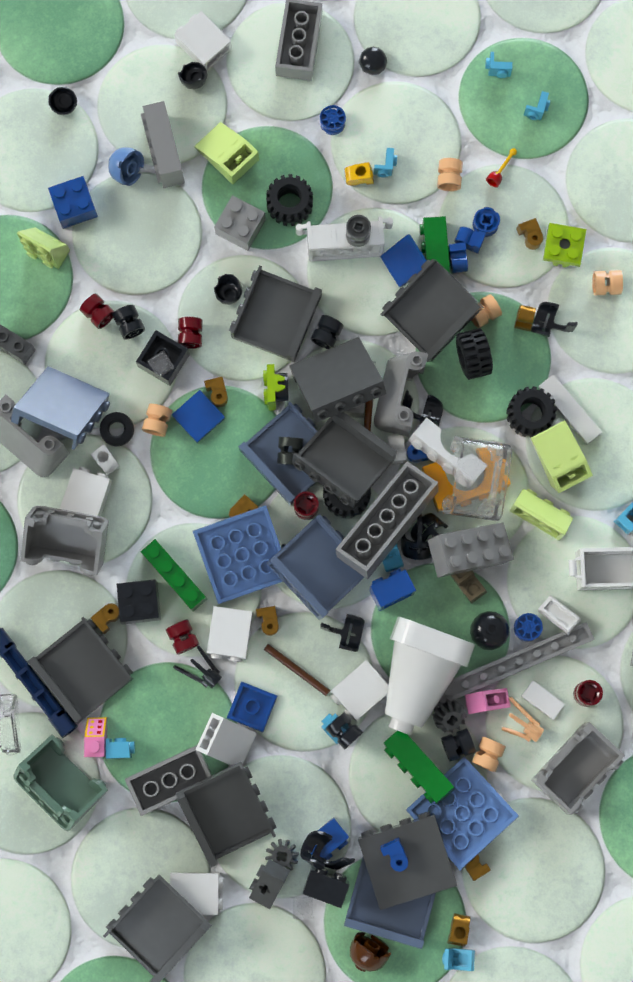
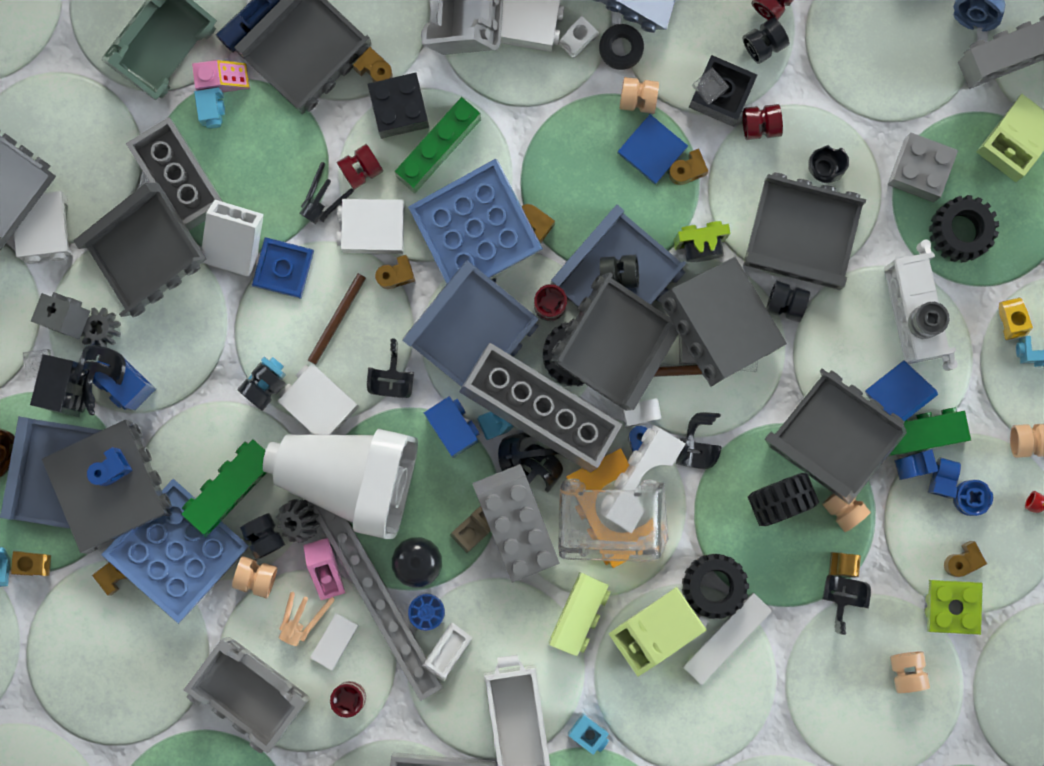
camera: 80 degrees right, 5 degrees up
(389, 413) = (751, 401): light grey windscreen -> none

